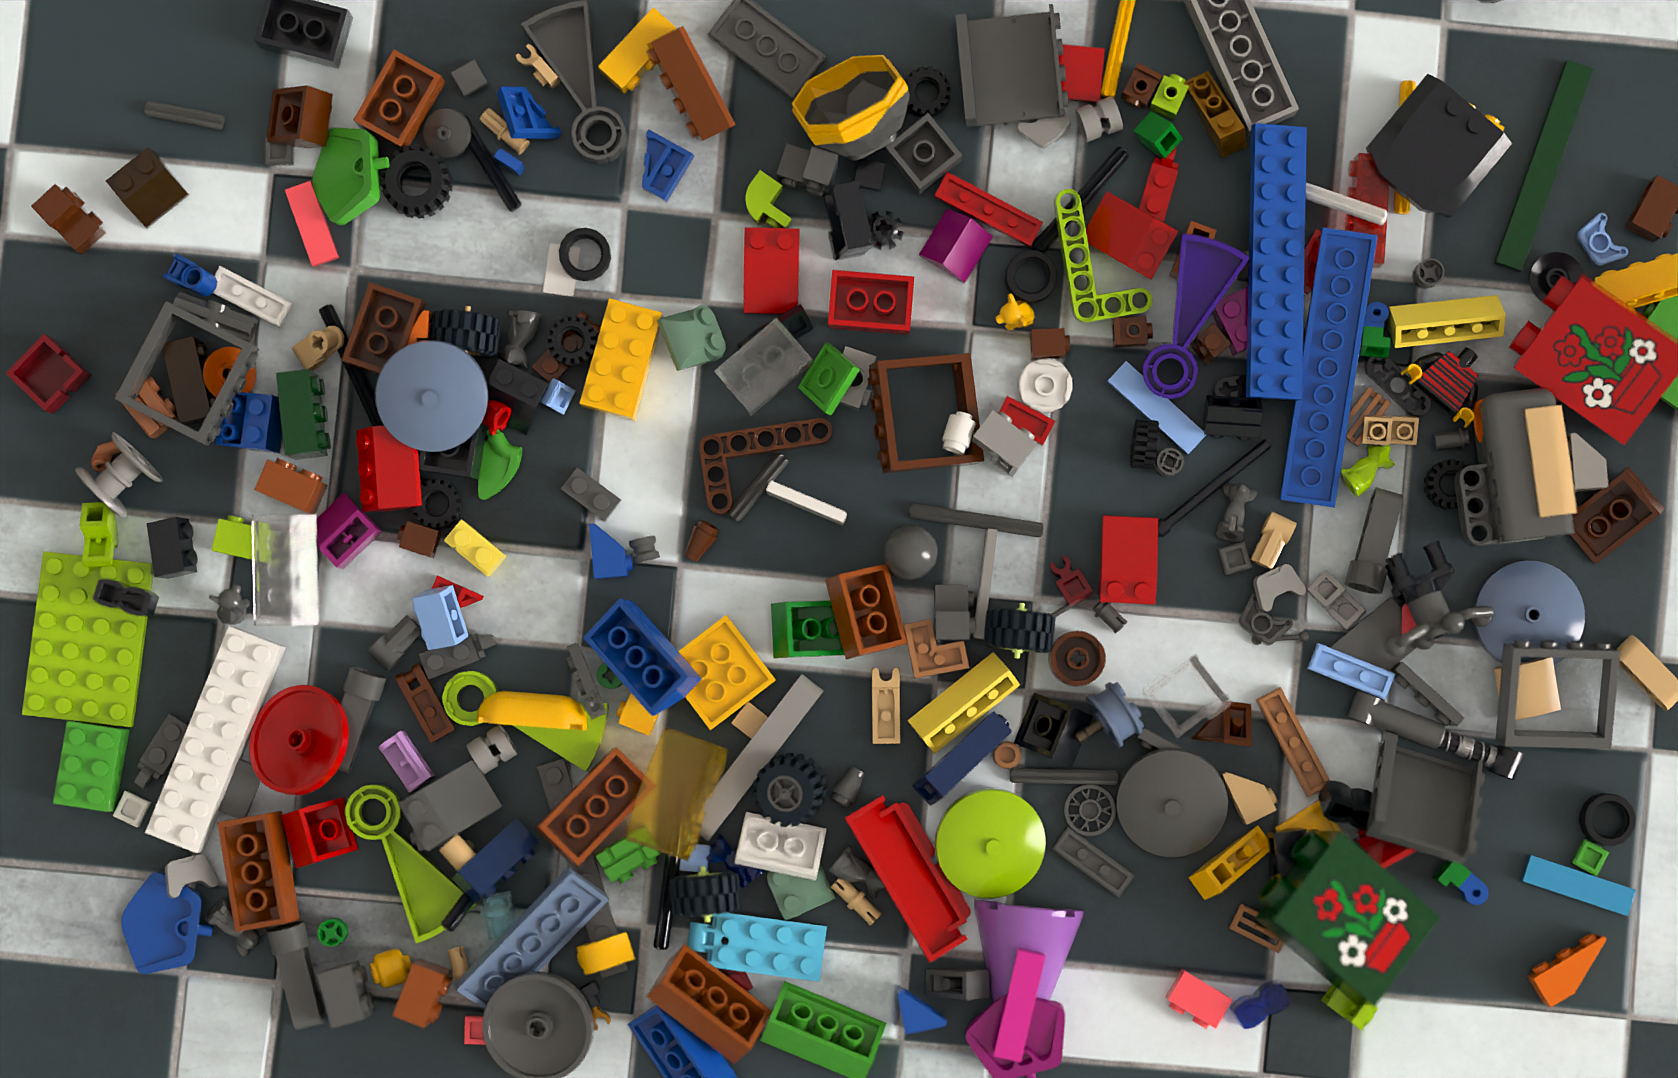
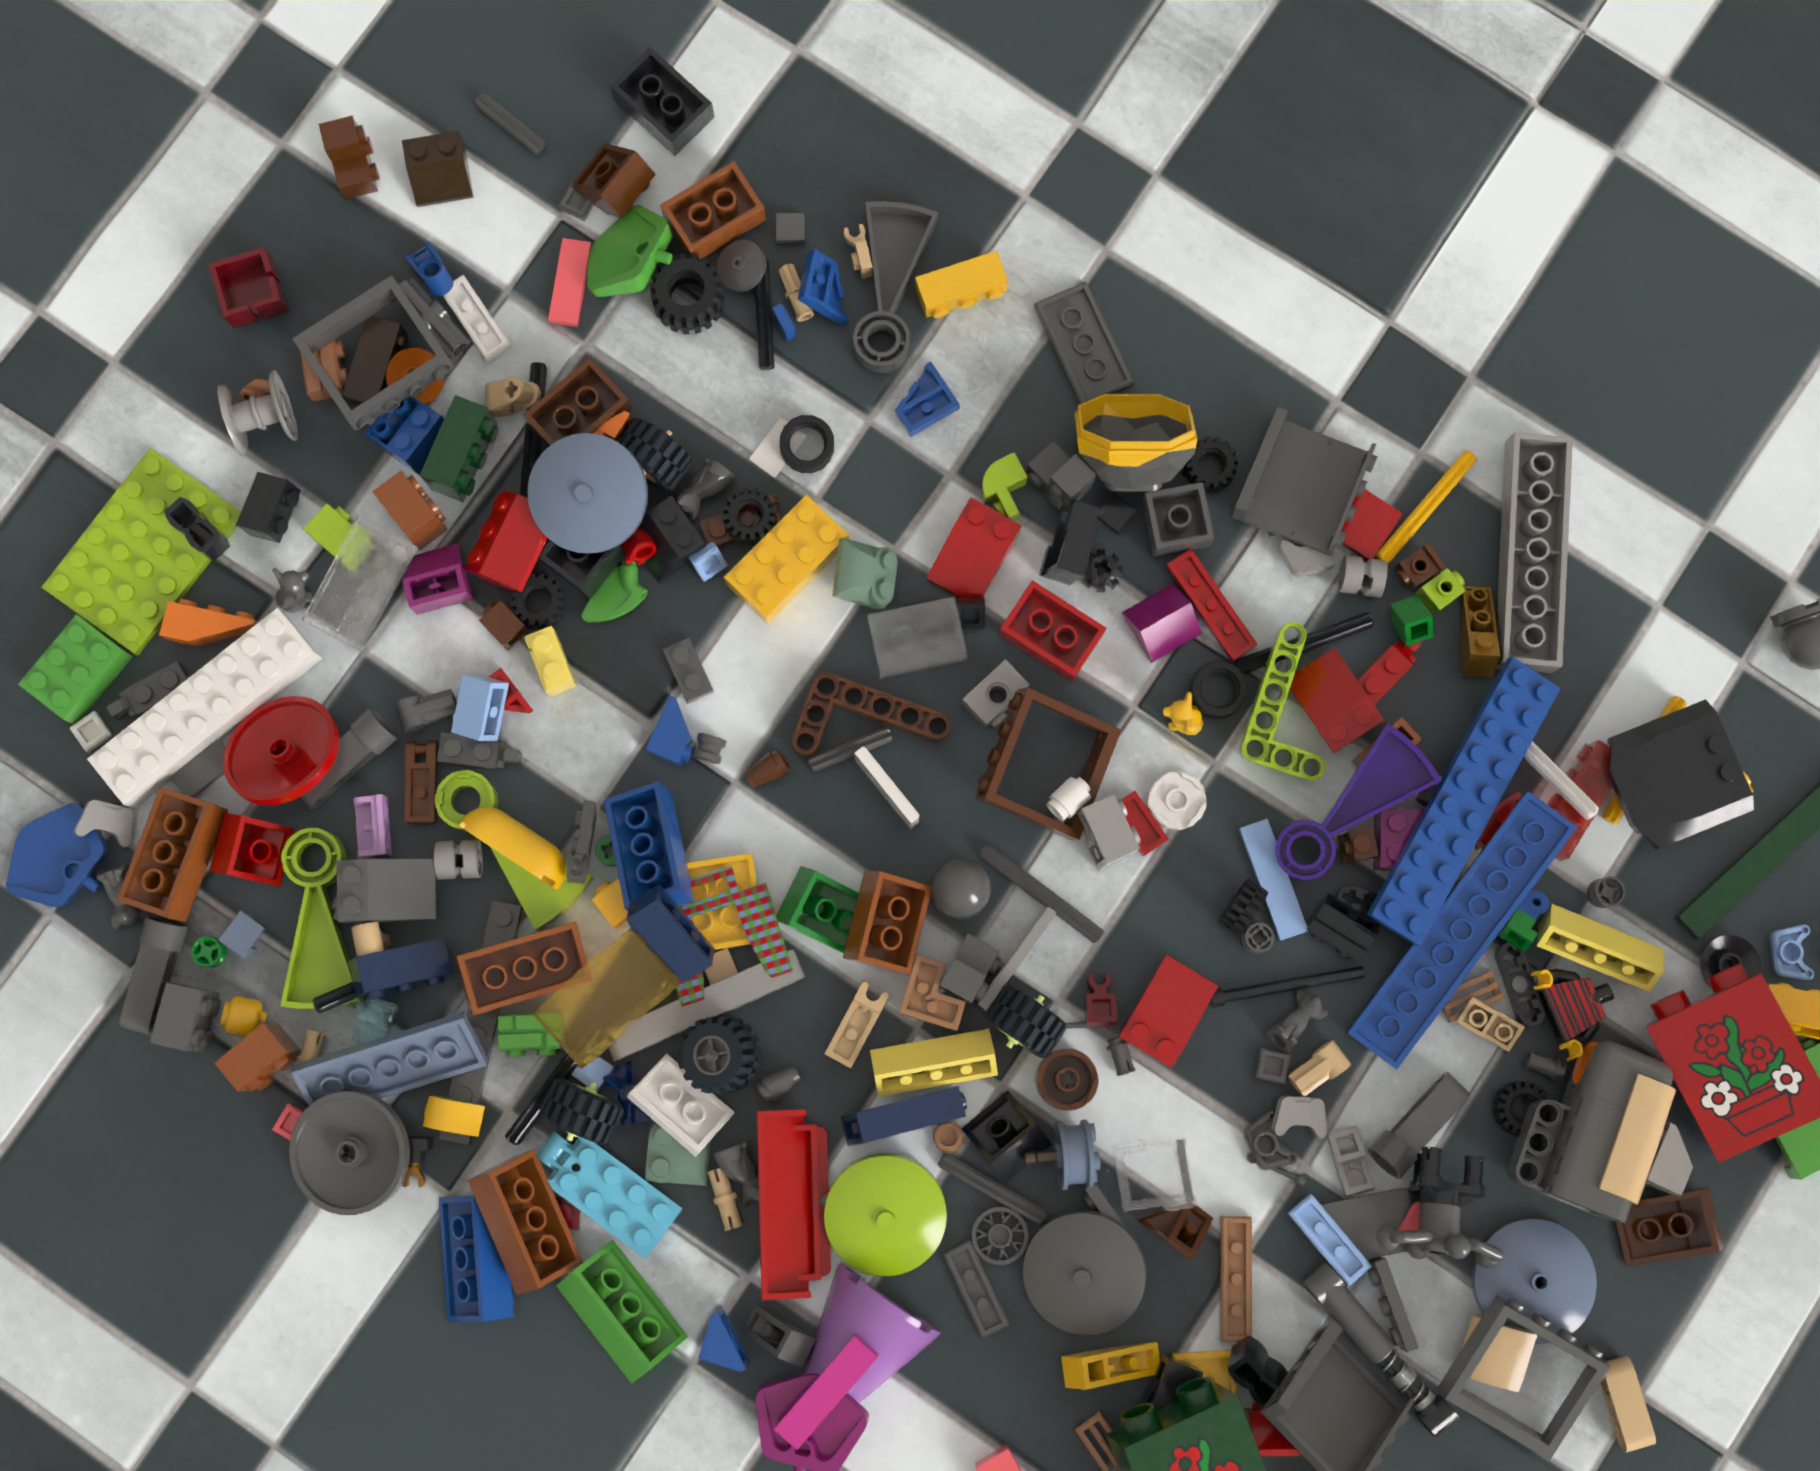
camera: 25 degrees right, 5 degrees down
(100, 533) = (210, 460): lime brick -> none
(170, 676) = (199, 626): none -> orange slope
(352, 903) = (242, 935): none -> sand blue panel
(690, 84) = (992, 337): dark orange slope -> none
(699, 715) = (670, 933): none -> dark blue brick
(762, 667) = (757, 919): none -> piece
(828, 378) = (972, 681): bright green tile -> none
(1049, 343) = (1201, 762): reddish brown brick -> none
(1121, 333) = (1276, 795): reddish brown brick -> none
(1249, 797) = (1163, 1310): tan slope -> none
(1363, 472) = (1442, 1051): lime animal -> none

